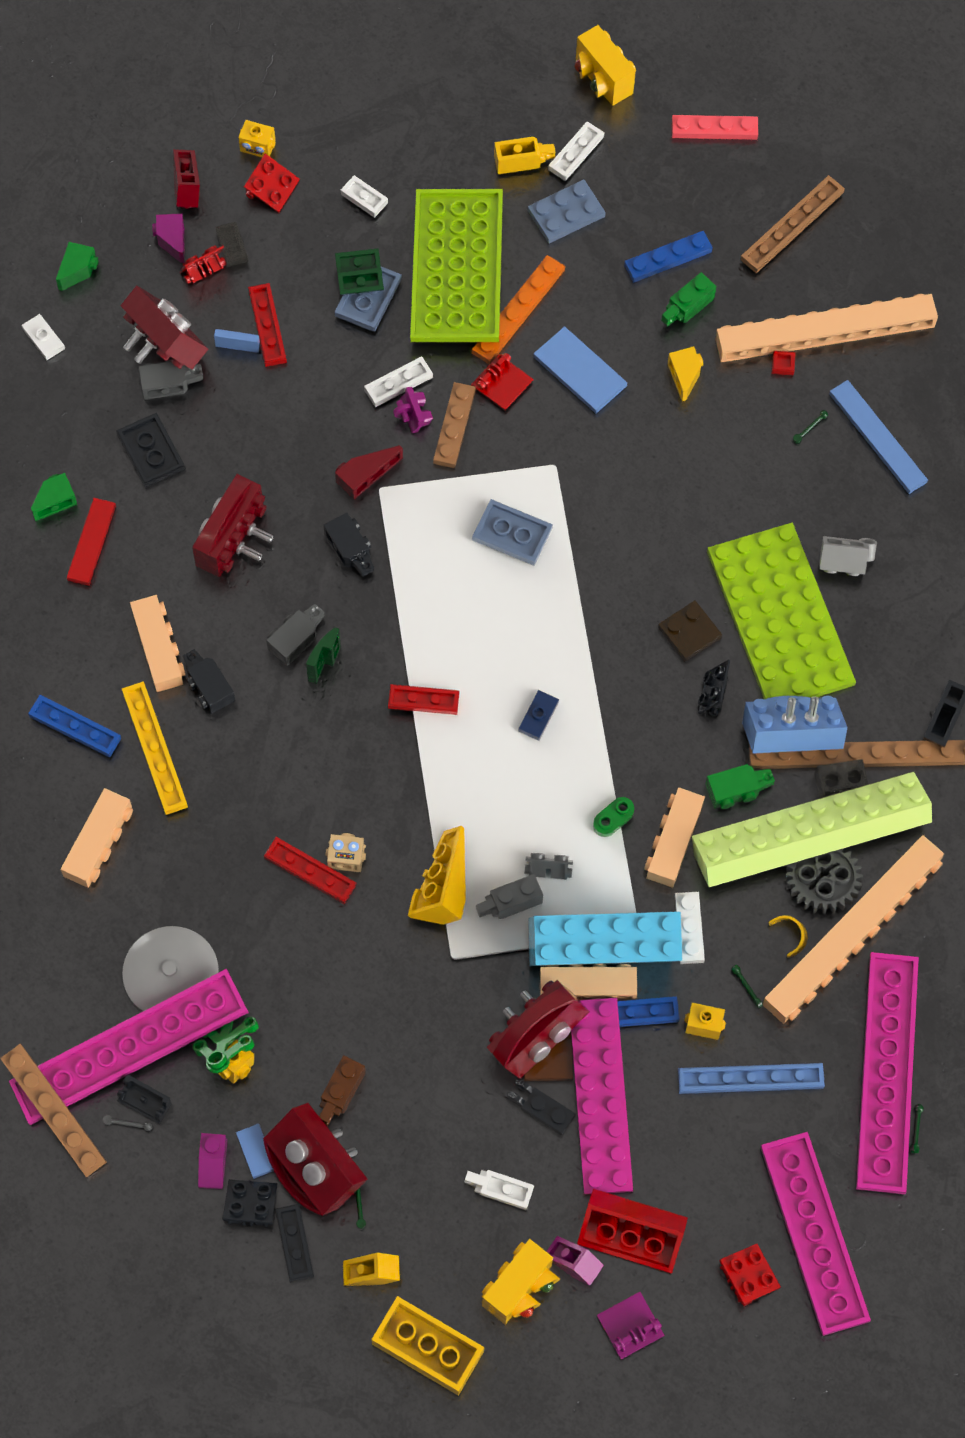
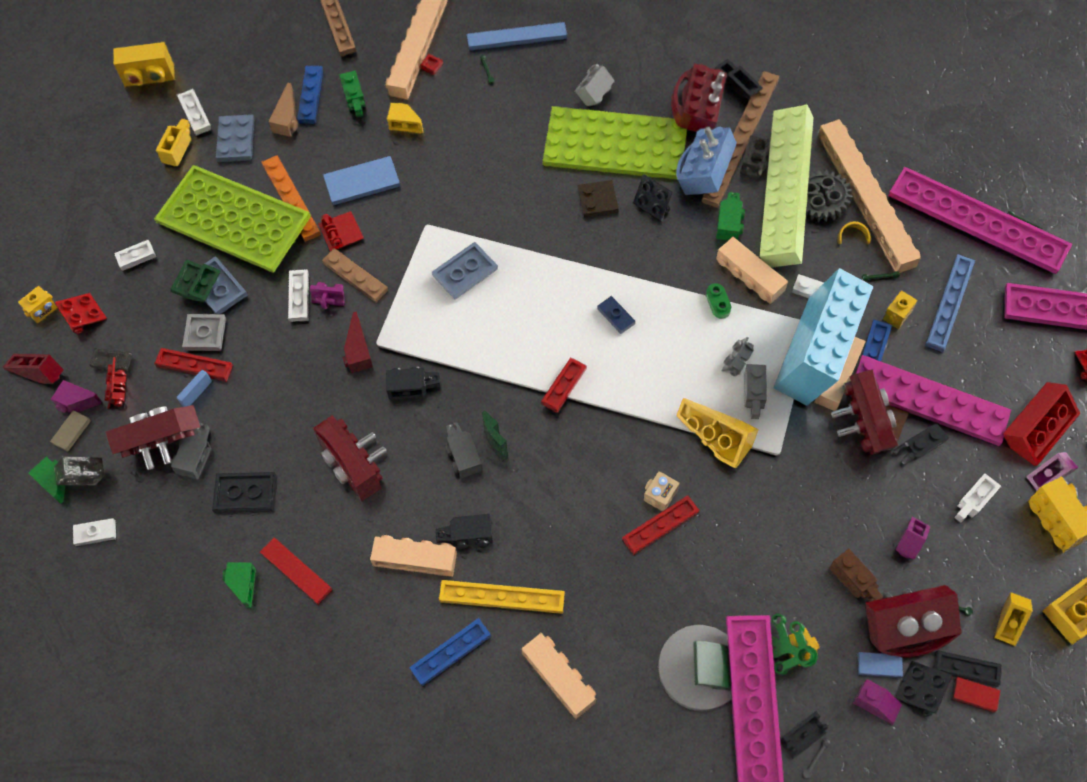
camera: 60 degrees left, 5 degrees down
(92, 286) = (79, 471): none -> clear smoke brick
(136, 253) = (70, 431): none -> dark tan tile
(168, 975) = (711, 665): none -> slope
(268, 1260) = (976, 694): none -> red tile
(307, 314) = (204, 332): none -> light grey plate
(417, 1134) = (913, 538): none -> magenta slope
(622, 245) = (284, 117): none -> medium nougat slope
(715, 127) = (233, 29): coral plate -> none
(887, 680) = (699, 98): none -> dark red piece

